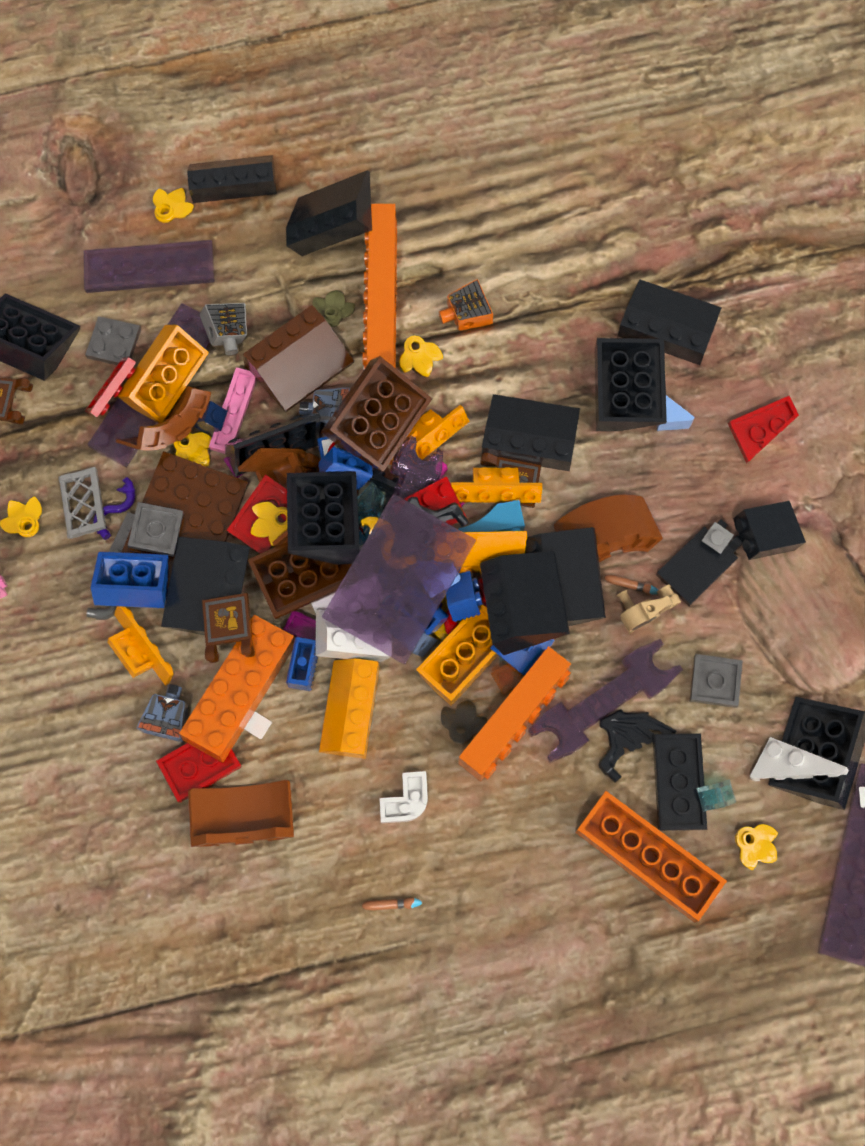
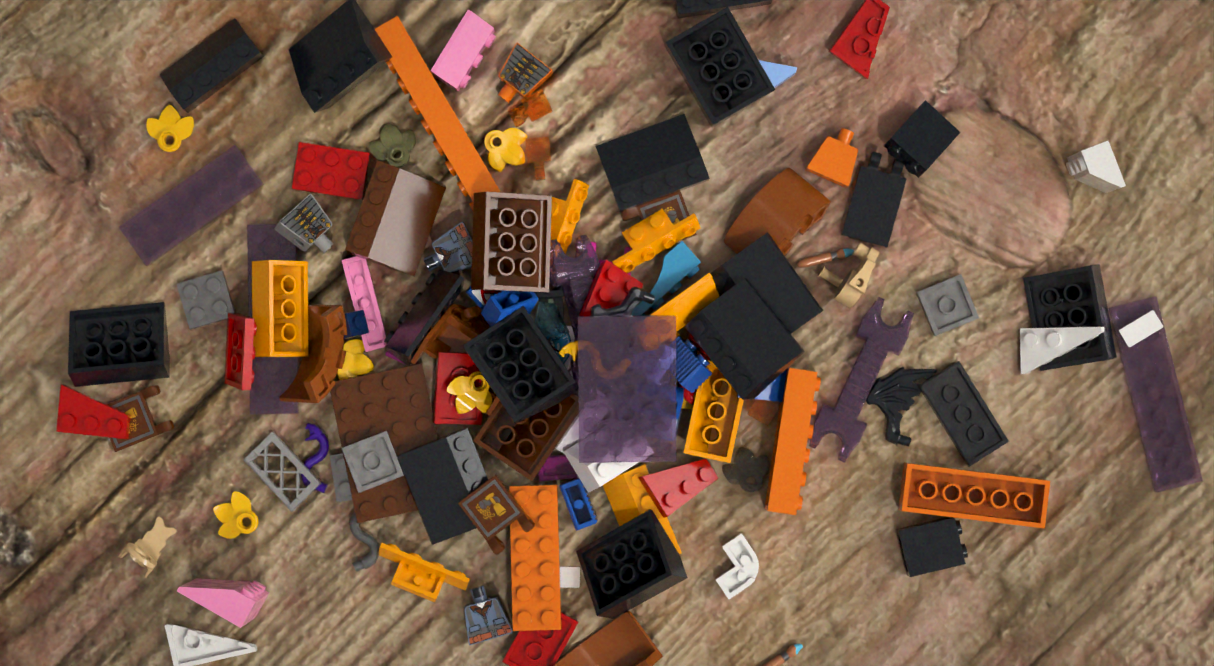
camera: 30 degrees left, 15 degrees up
(130, 580) = (380, 520): blue slope -> none
(271, 298) = (330, 171): none -> red plate
(313, 740) = (630, 565): none -> black slope
(395, 696) = (678, 485): none -> wing
(430, 263) = (463, 51): none -> bright pink slope
(442, 373) = (538, 152): none -> clear orange plate
(462, 336) = (533, 106): none -> clear orange plate
(587, 881) = (931, 546): none -> black brick
(684, 508) = (835, 159): none -> orange torso
(716, 795) = (1002, 408): clear light blue slope -> none
(717, 538) = (879, 172): light grey plate -> none
(759, 847) = (1061, 430): yellow plate -> none

